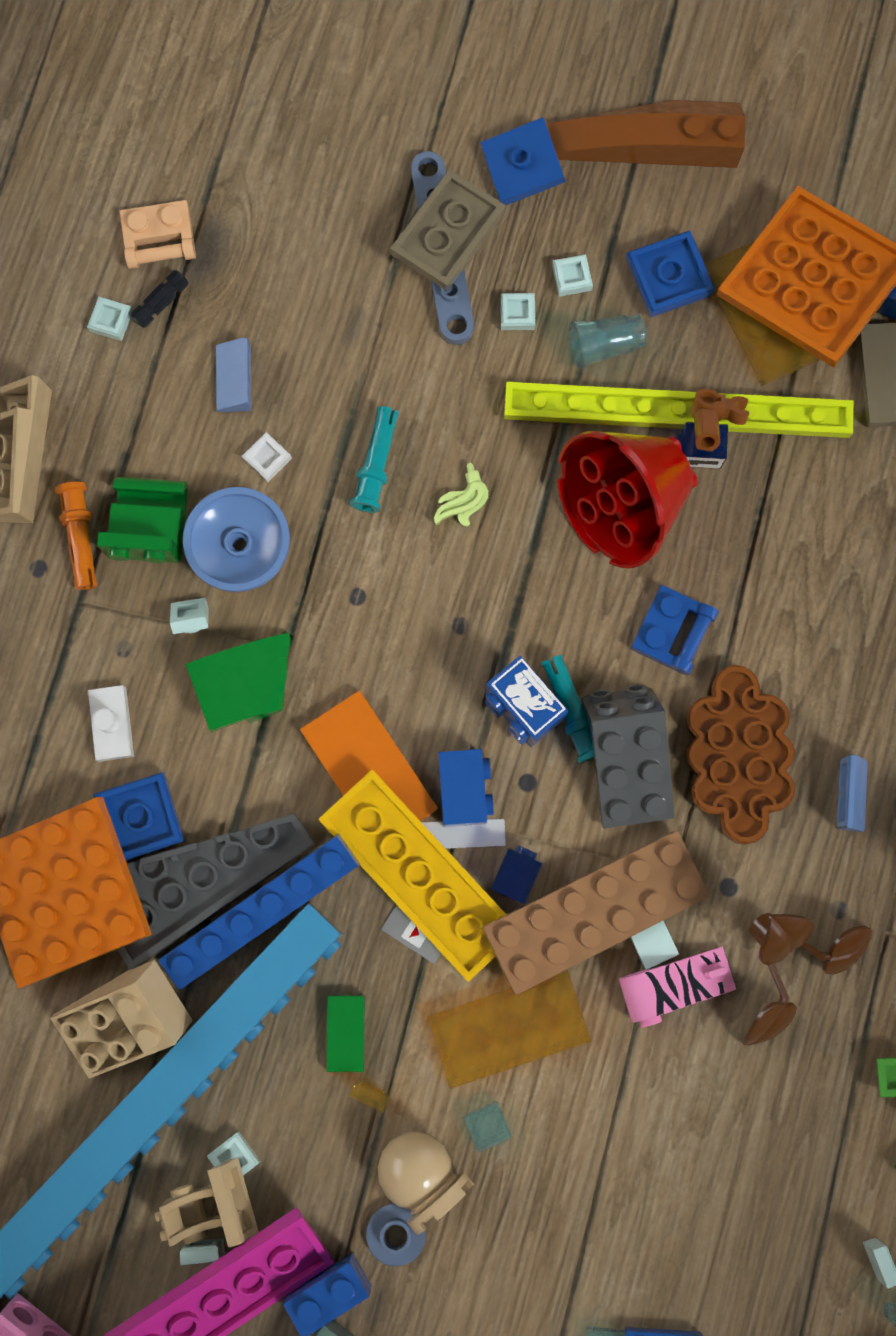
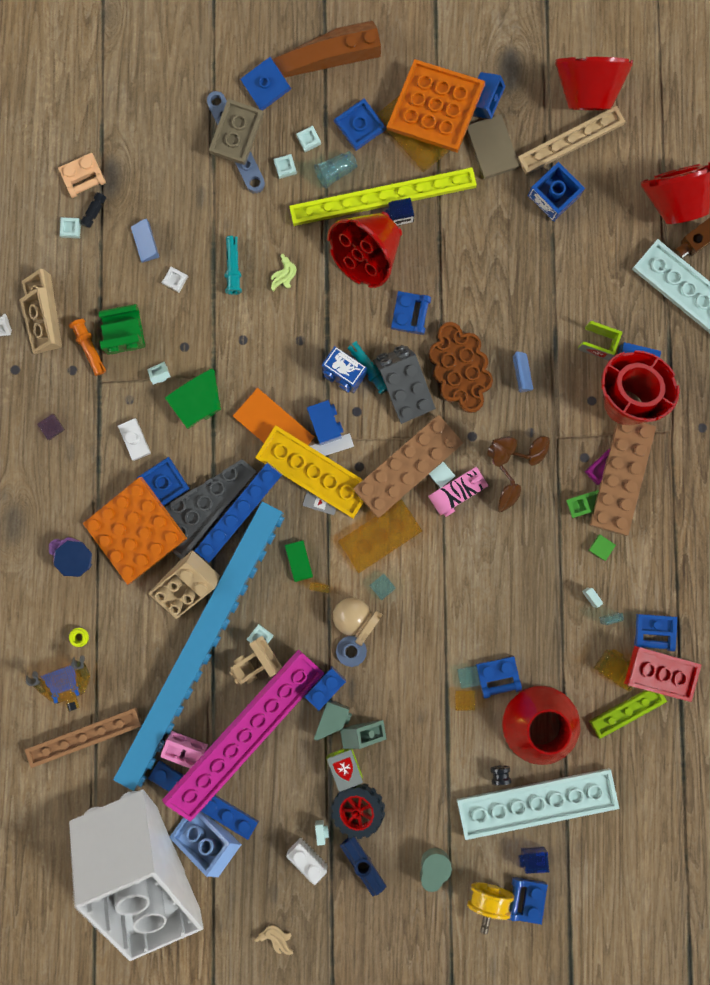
camera: 15 degrees left, 5 degrees up
(202, 1251) = (259, 684): light aqua tile -> none
(226, 519) = (165, 316): medium blue dish -> none
(517, 874) = (363, 458): clear blue brick -> none
(708, 410) = (399, 191): dark orange bar -> none

